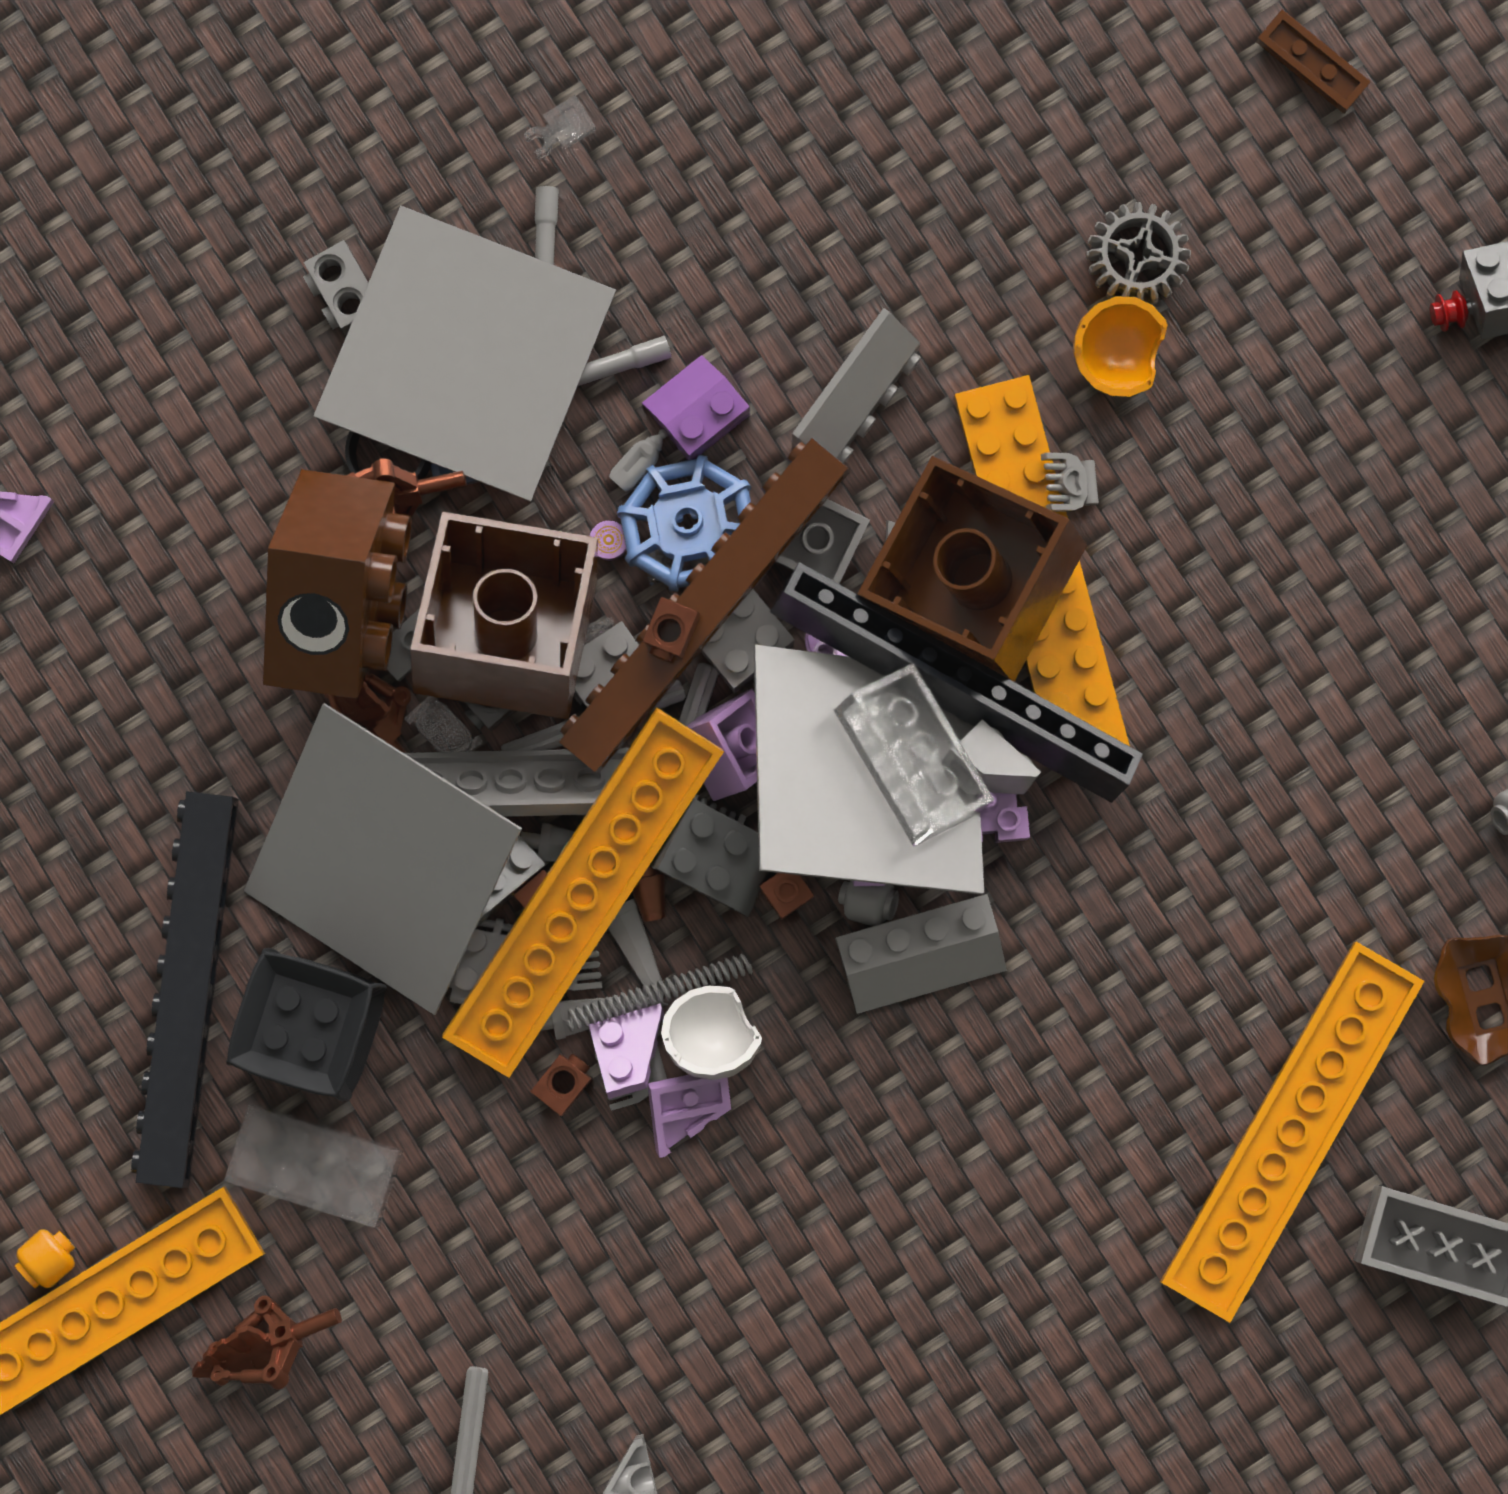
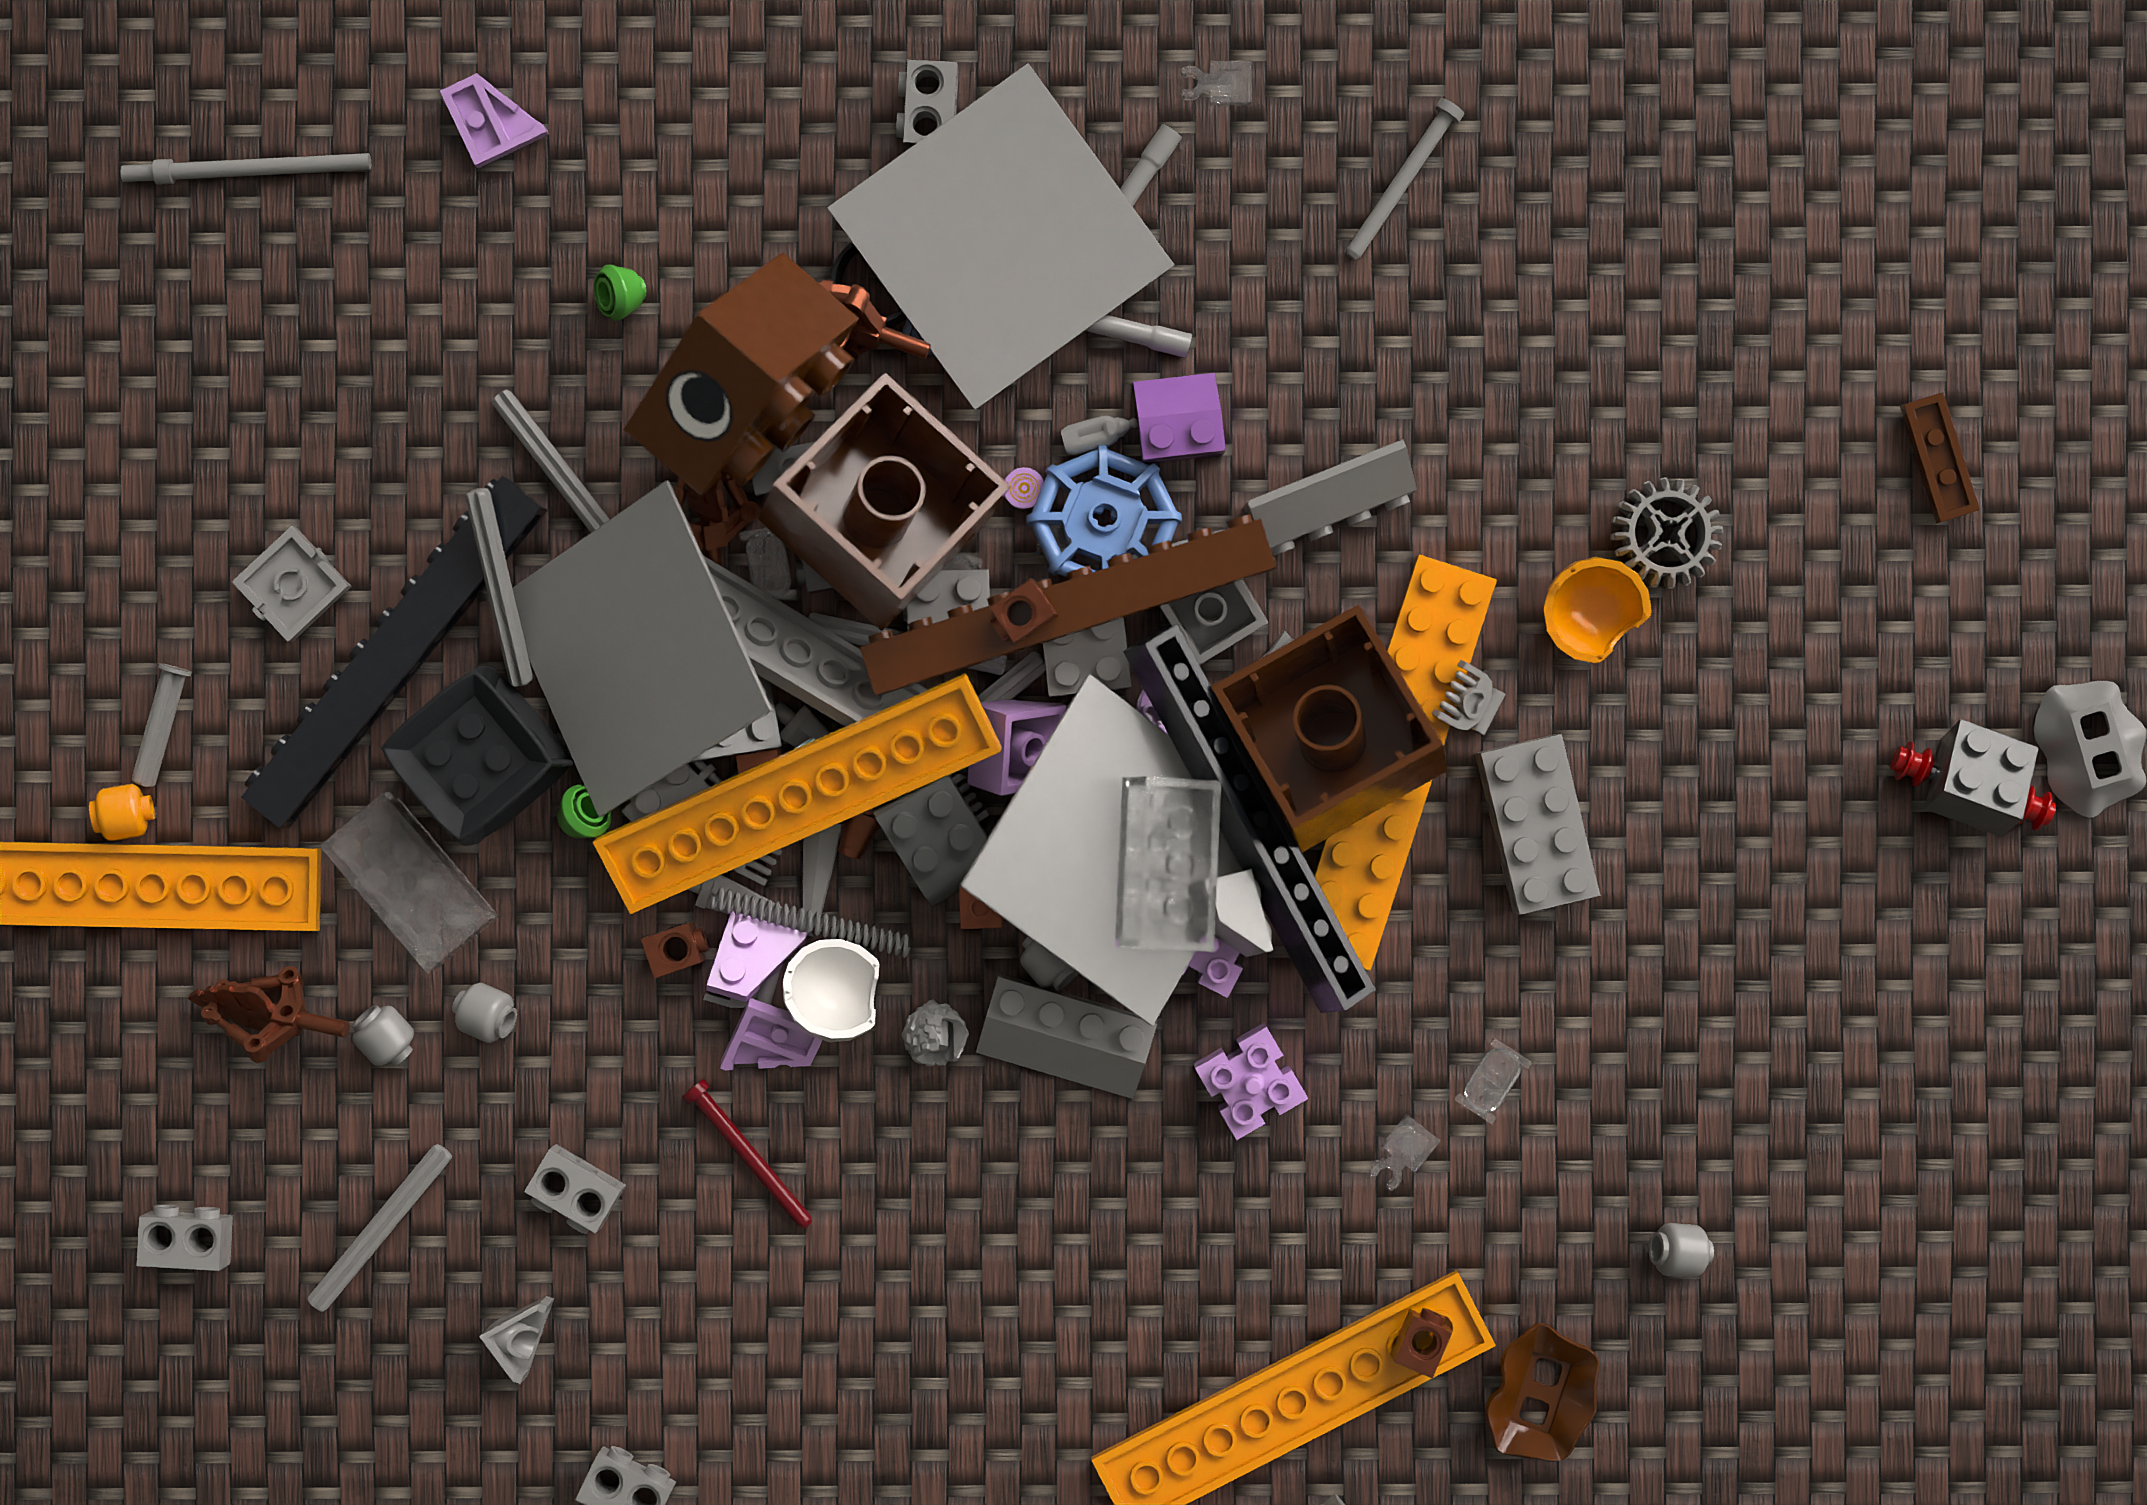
camera: 25 degrees right, 5 degrees up
(32, 1169) = (159, 724): none -> light grey axle
(69, 987) = (291, 584): none -> light grey plate
(187, 588) = (618, 291): none -> bright green cone
(215, 757) = (549, 460): none -> light grey axle
(239, 880) = (499, 586): none -> light grey axle
(370, 1305) = (383, 1035): none -> light grey head
(417, 1024) = (578, 816): none -> bright green cone
(441, 1233) = (484, 1012): none -> light grey head
(603, 1320) = (579, 1179): none -> light grey brick
(725, 1212) = (747, 1153): none -> dark red bar
(755, 39) = (1447, 113): none -> light grey bar
(815, 1018) = (935, 1034): none -> light grey piece
(1091, 894) = (1250, 1081): none -> lavender brick
(1185, 544) = (1537, 824): none -> light grey brick
(1250, 867) = (1408, 1146): none -> clear plate
(1283, 771) = (1492, 1080): none -> clear piece
(1376, 1026) = (1427, 1359): none -> copper brick

